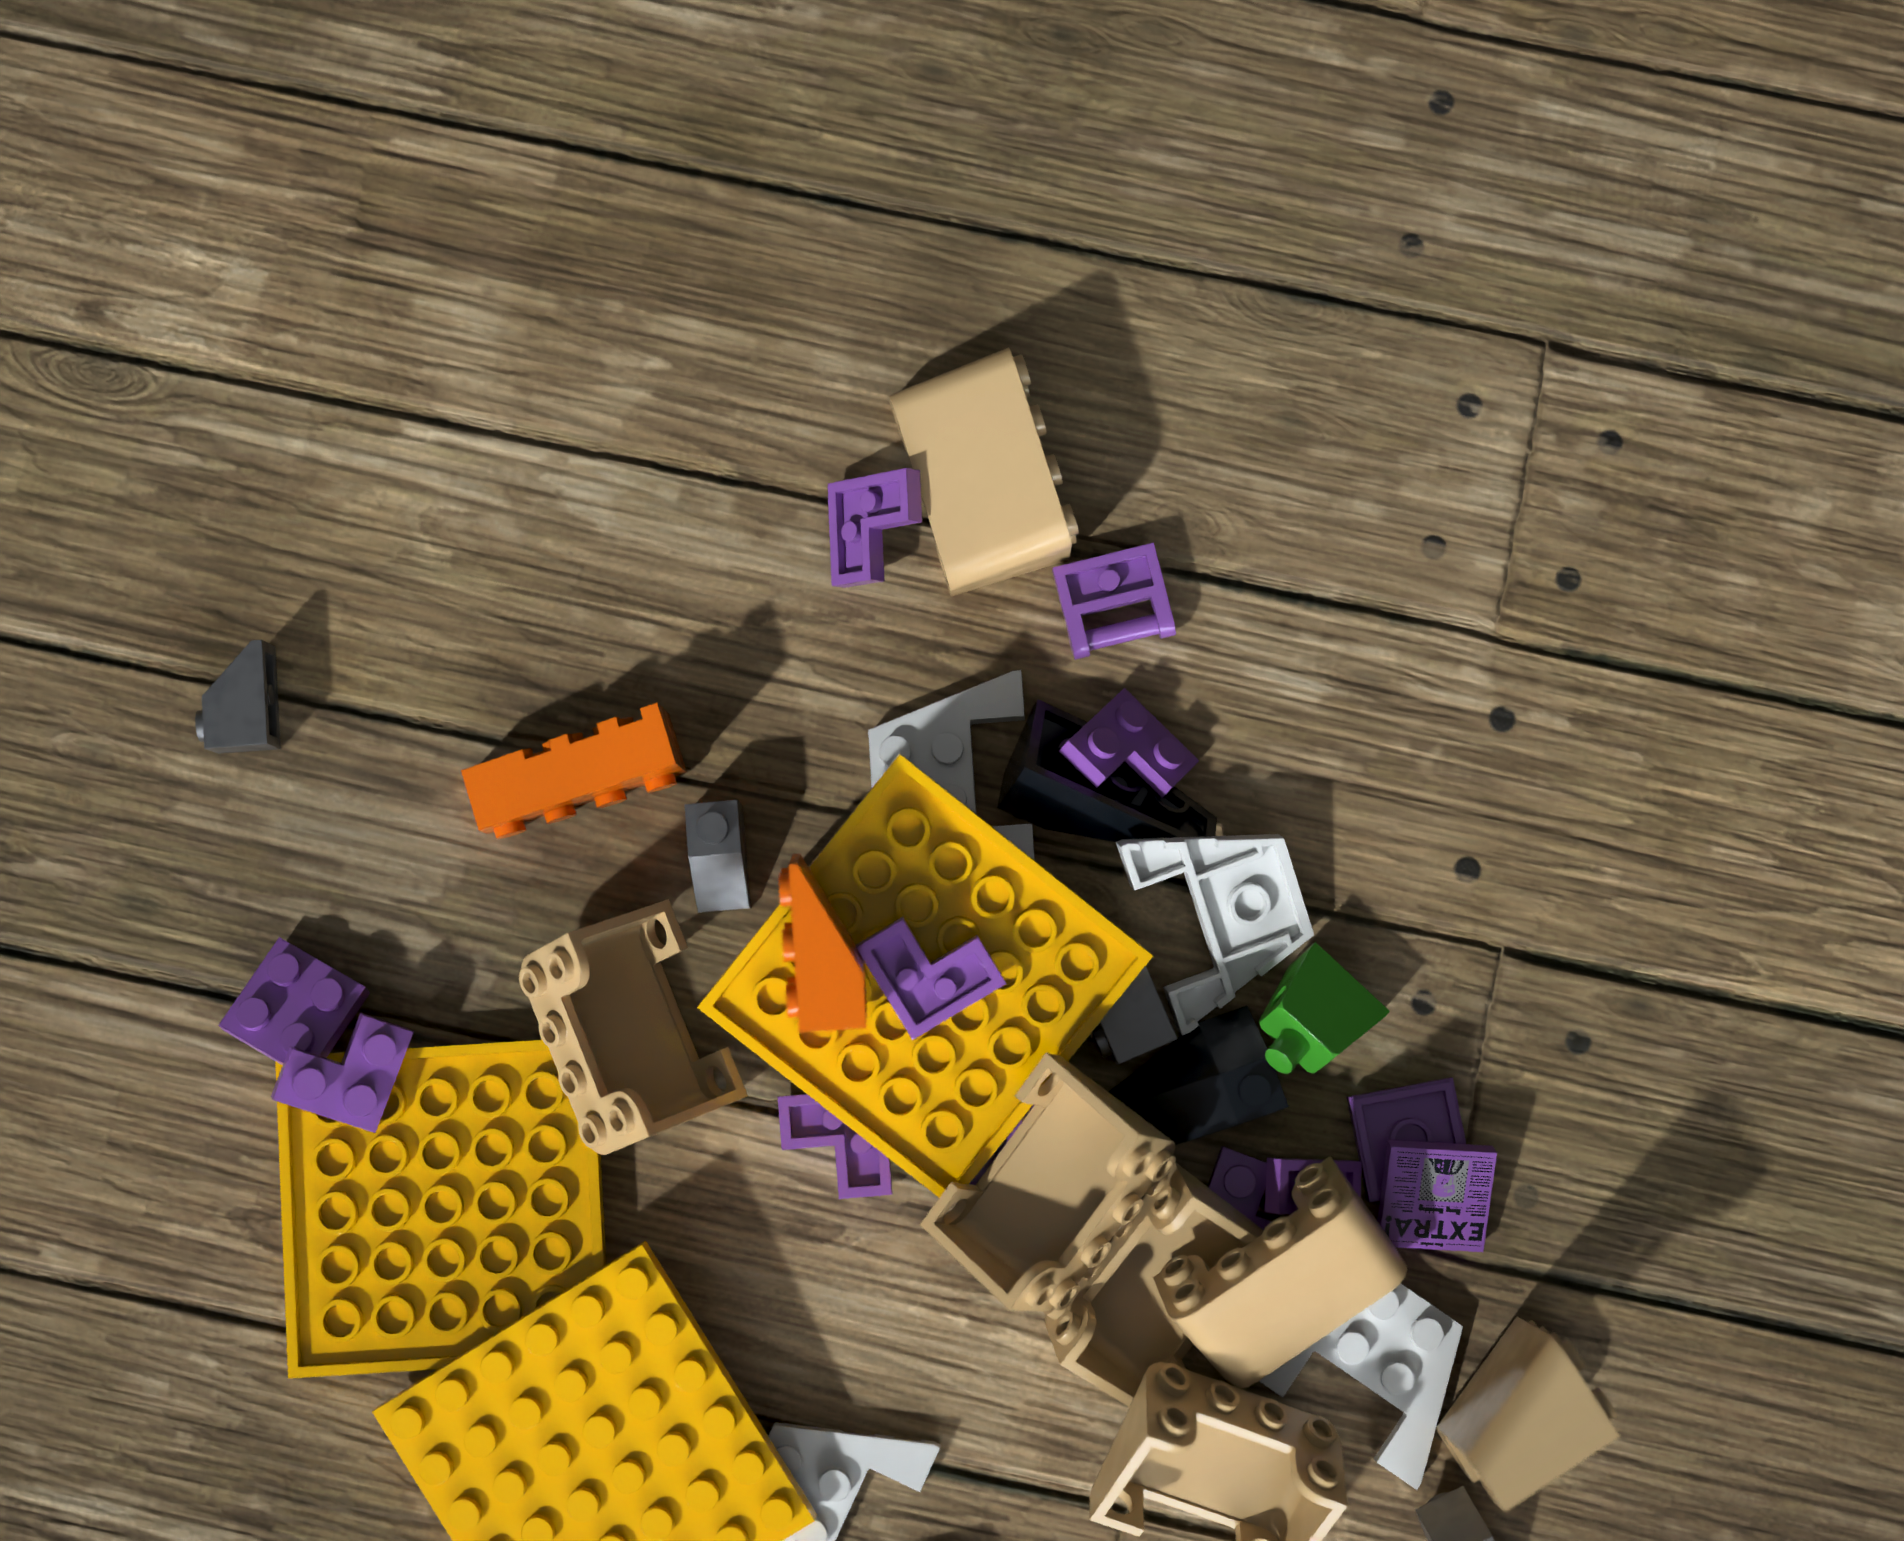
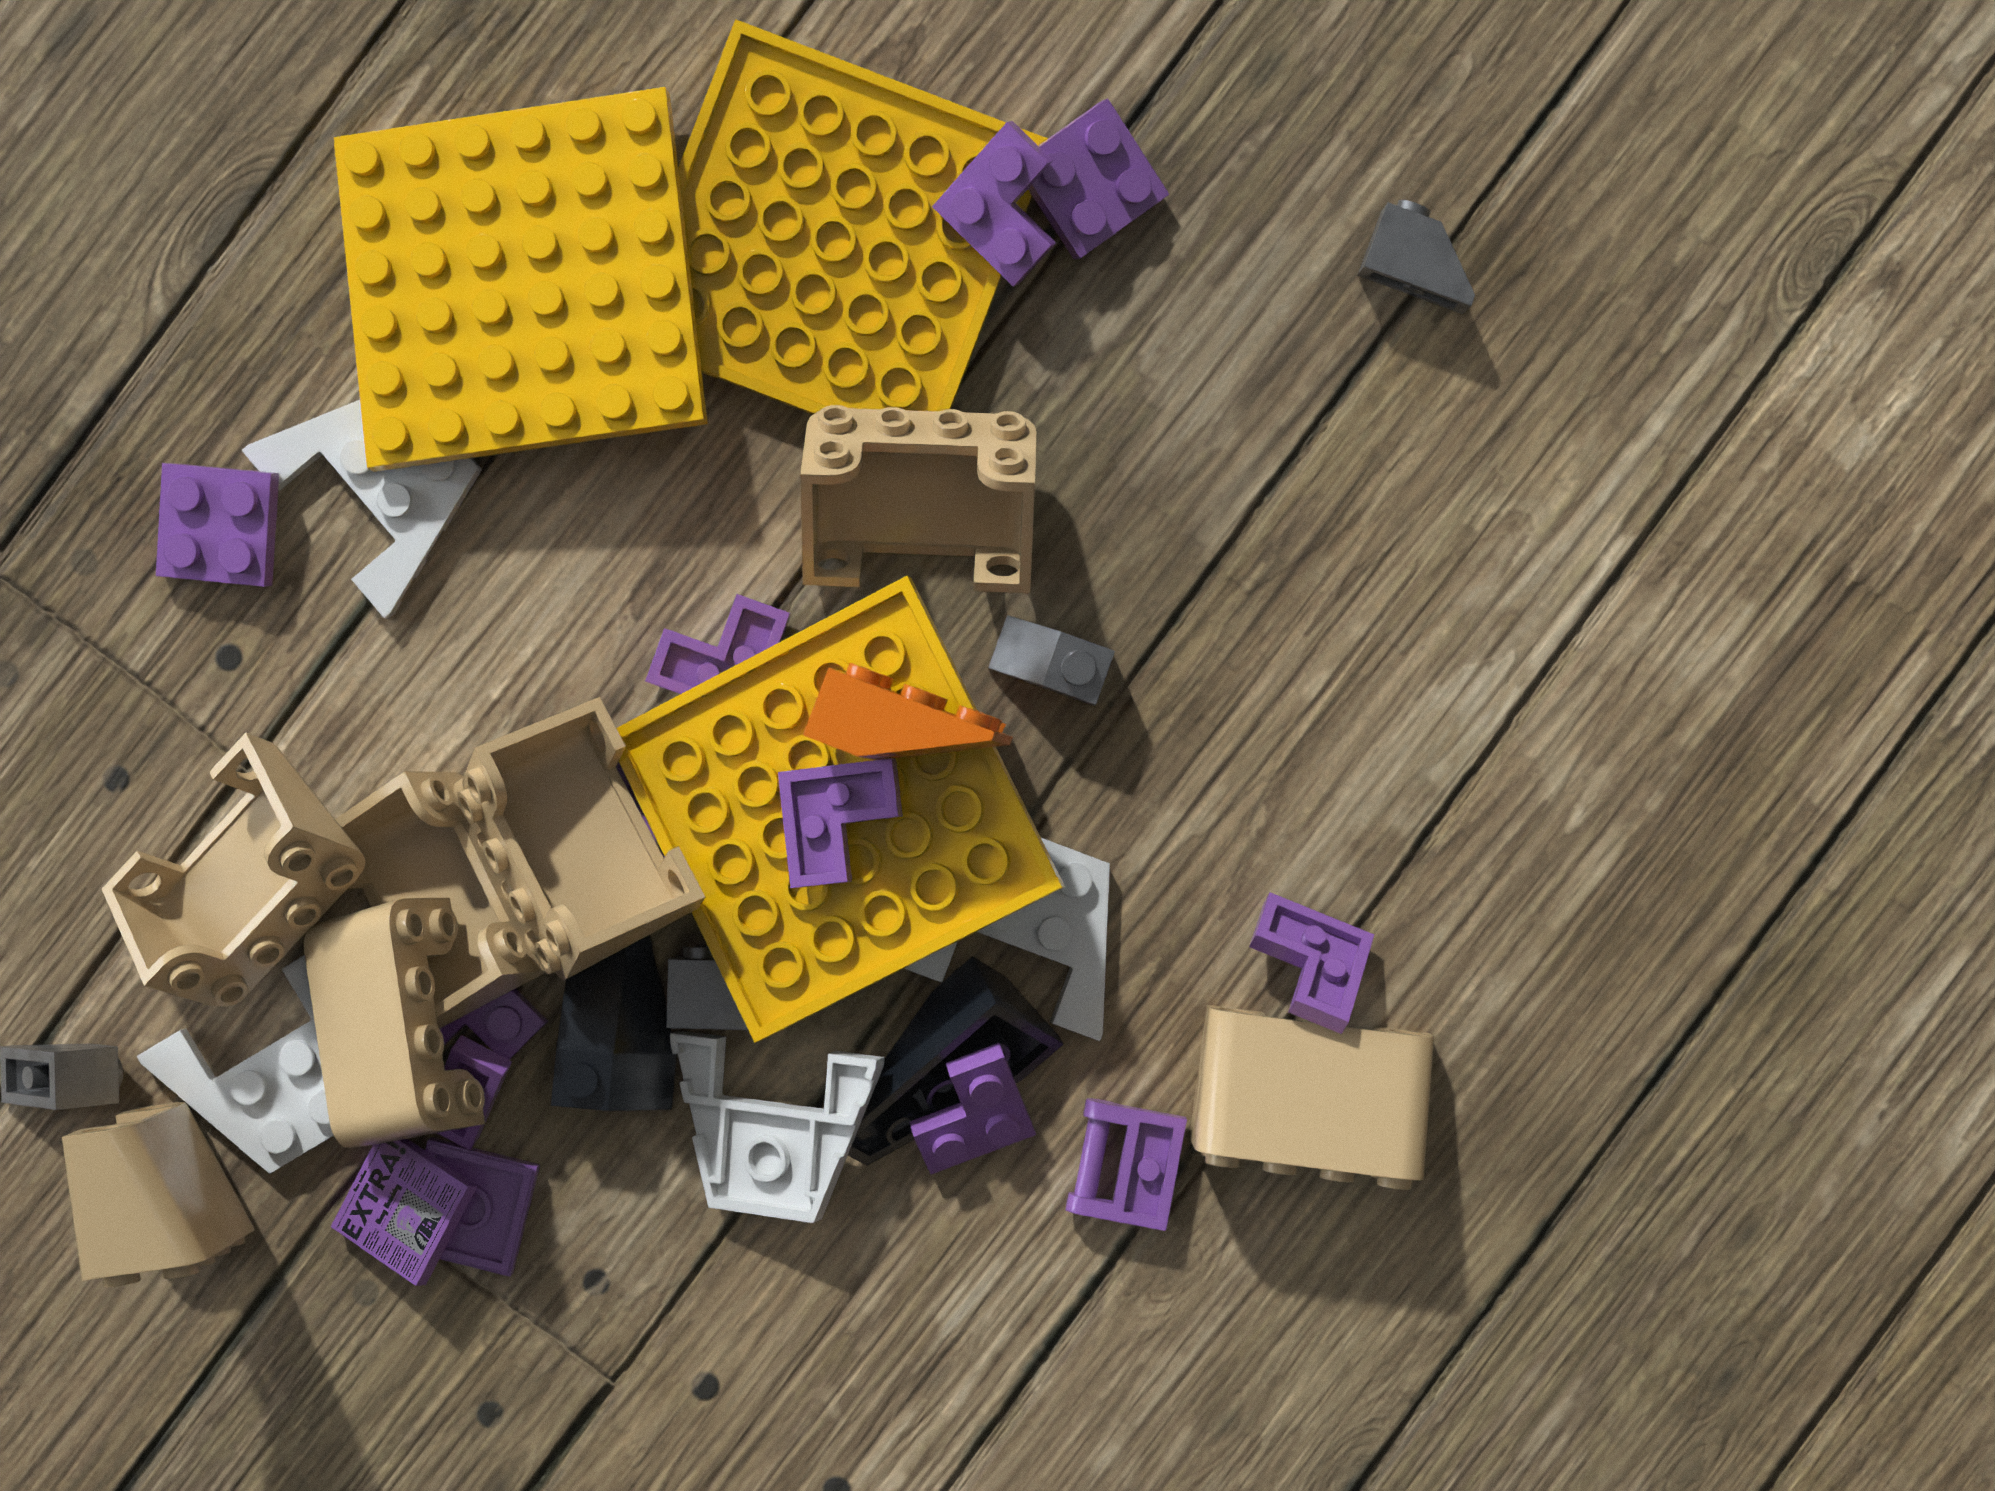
camera: 110 degrees right, 5 degrees up
(575, 772) = (1198, 555): orange wedge -> none
(1316, 1013) = (630, 1174): bright green torso -> none

